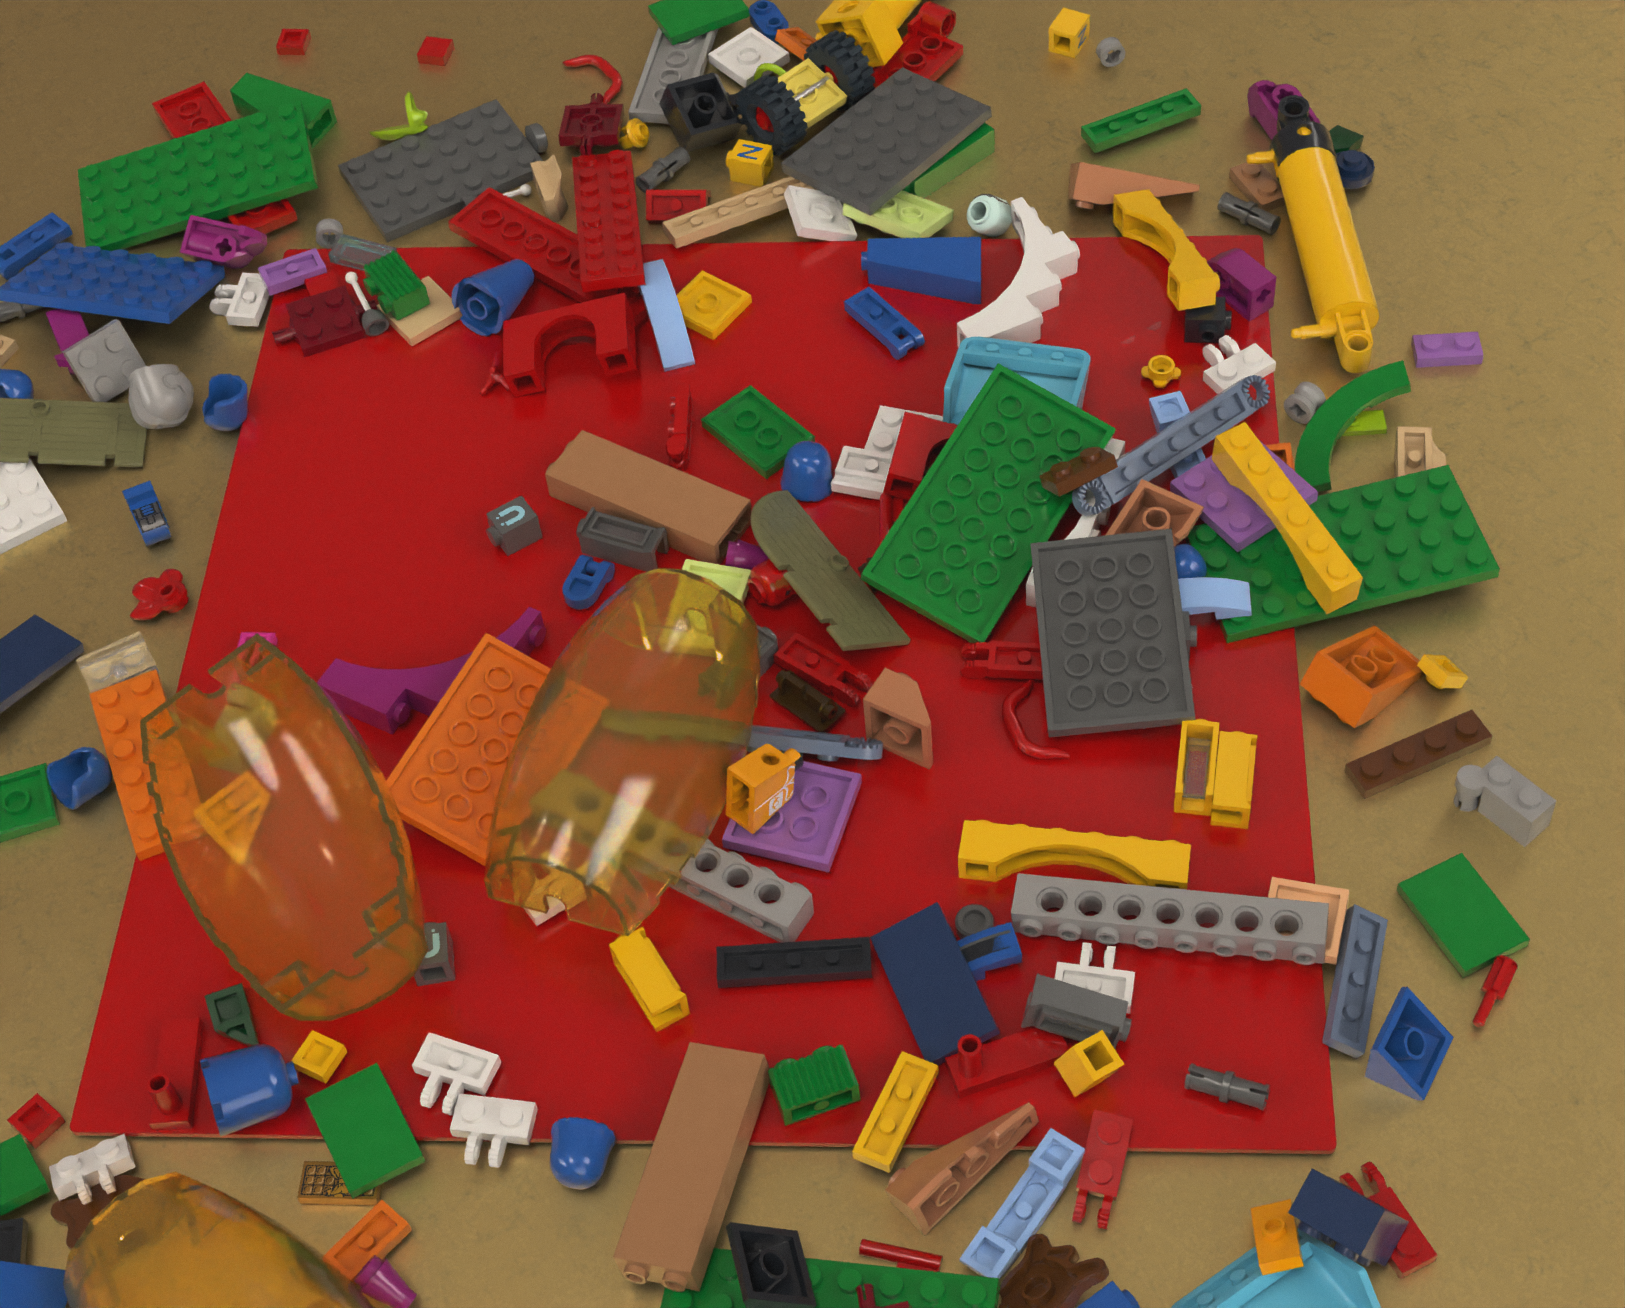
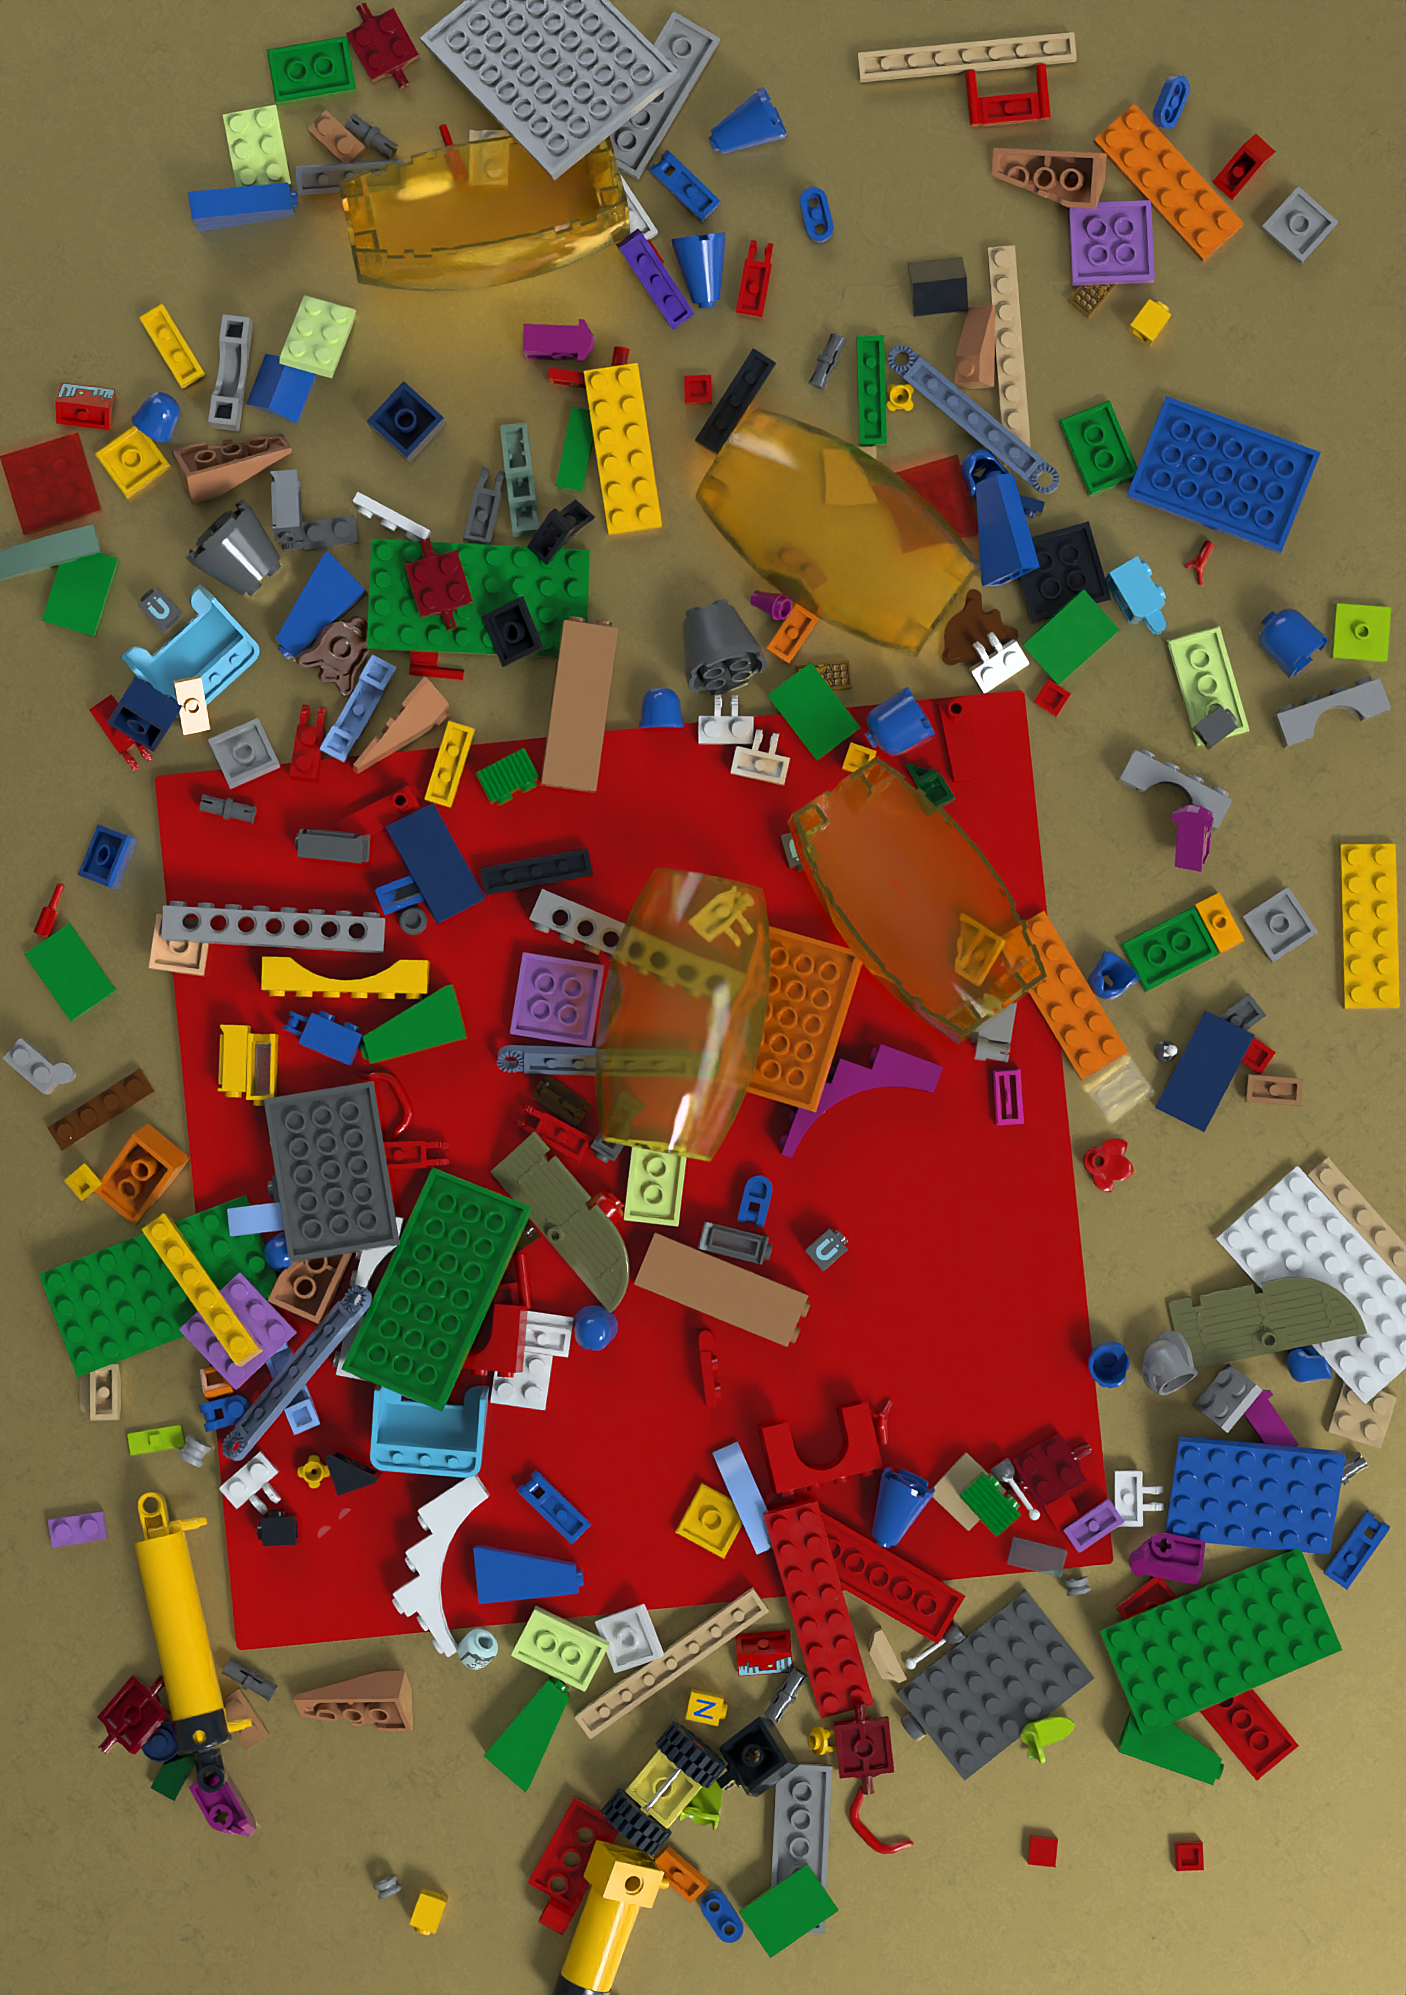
camera: 170 degrees right, 35 degrees up
(50, 696) = (1165, 1051): none -> dark grey hinge
(147, 513) = (1140, 1240): blue leg -> none
(473, 1219) = (719, 649): none -> dark grey cone
(649, 979) = (636, 844): yellow window -> none
(744, 54) = (731, 1857): white plate -> none
(744, 555) = (634, 1235): magenta cone -> none
(755, 430) = (644, 1377): green tile -> none
(760, 785) = (580, 993): light orange torso -> none
(886, 140) = (579, 1731): dark grey plate -> none
(899, 717) = (484, 1081): nougat slope -> none
(985, 790) = (421, 1027): none -> green slope
(1072, 474) = (367, 1316): reddish brown plate -> none
(1088, 1063) = (321, 808): yellow brick -> none
(1098, 979) = (323, 875): white hinge -> none
(1107, 793) = (327, 1036): none -> blue brick
(1114, 351) = (349, 1473): none -> black slope
(1140, 120) = (352, 1793): green plate -> none
(1144, 219) = (341, 1652): yellow arch -> none
(1199, 1161) = (244, 753): none -> light grey plate
(1244, 283) = (256, 1579): magenta piece -> none
(1278, 420) = (233, 1409): none -> blue plate
(1338, 413) = (169, 1434): green tile -> none
(1355, 981) = (144, 905): sand blue plate -> none
(1382, 184) = (133, 1715): none -> dark red plate

